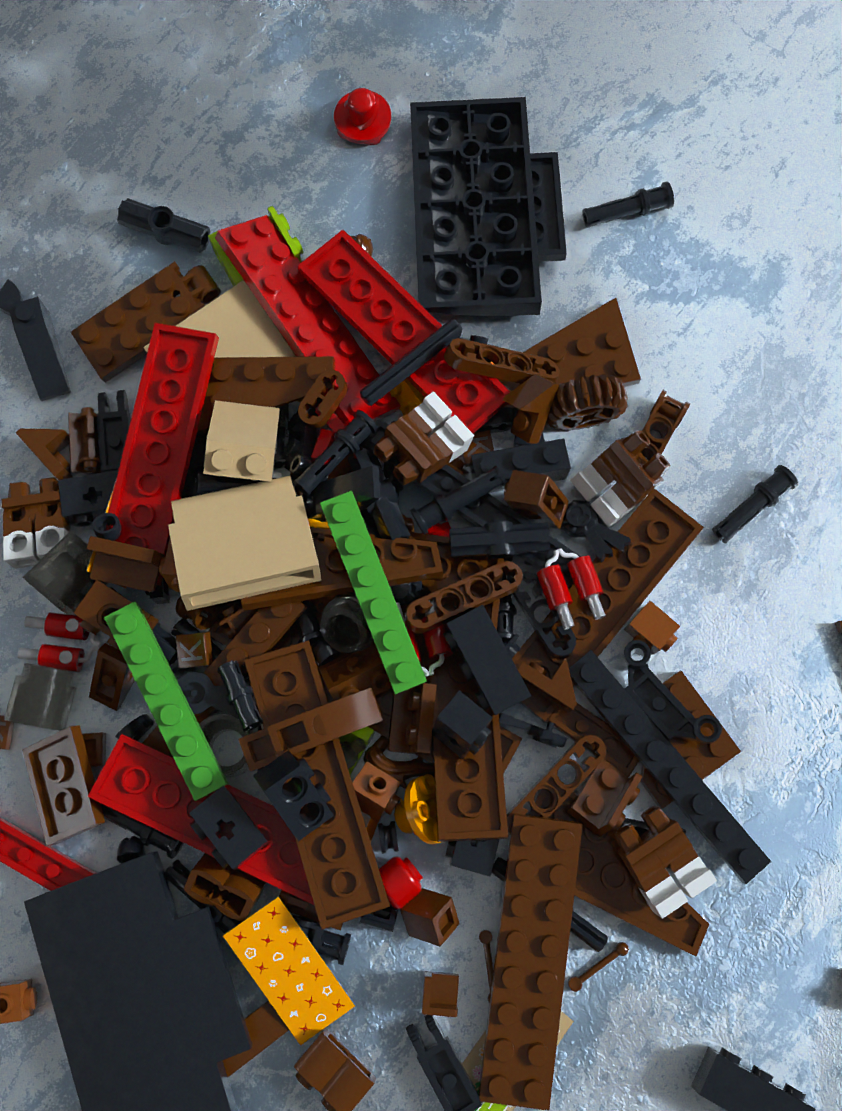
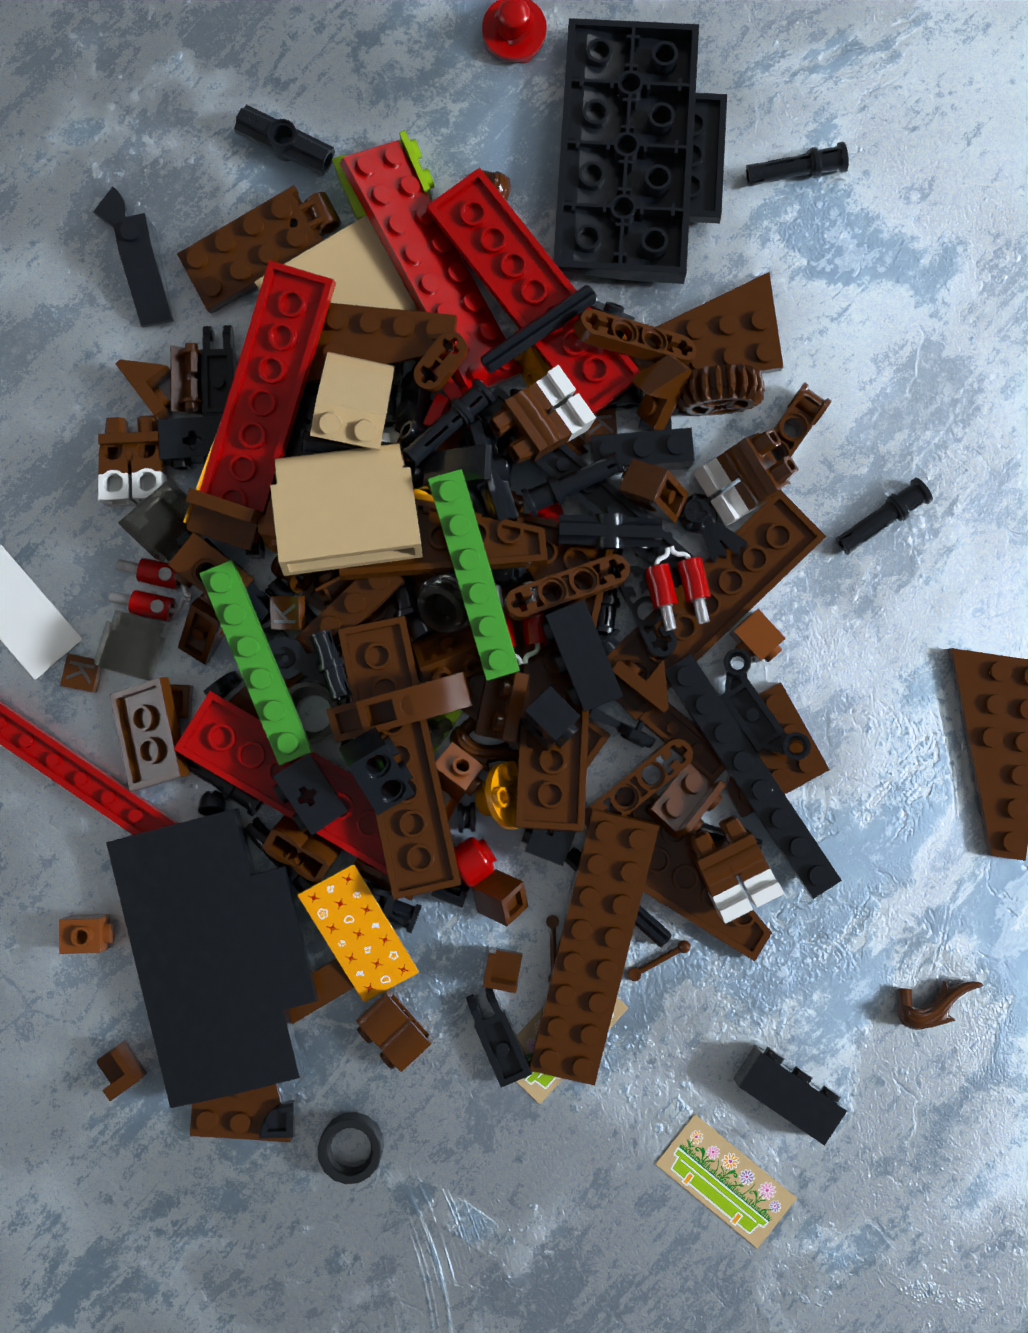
camera: 10 degrees right, 10 degrees up
(101, 526) = (201, 478): black hinge -> none

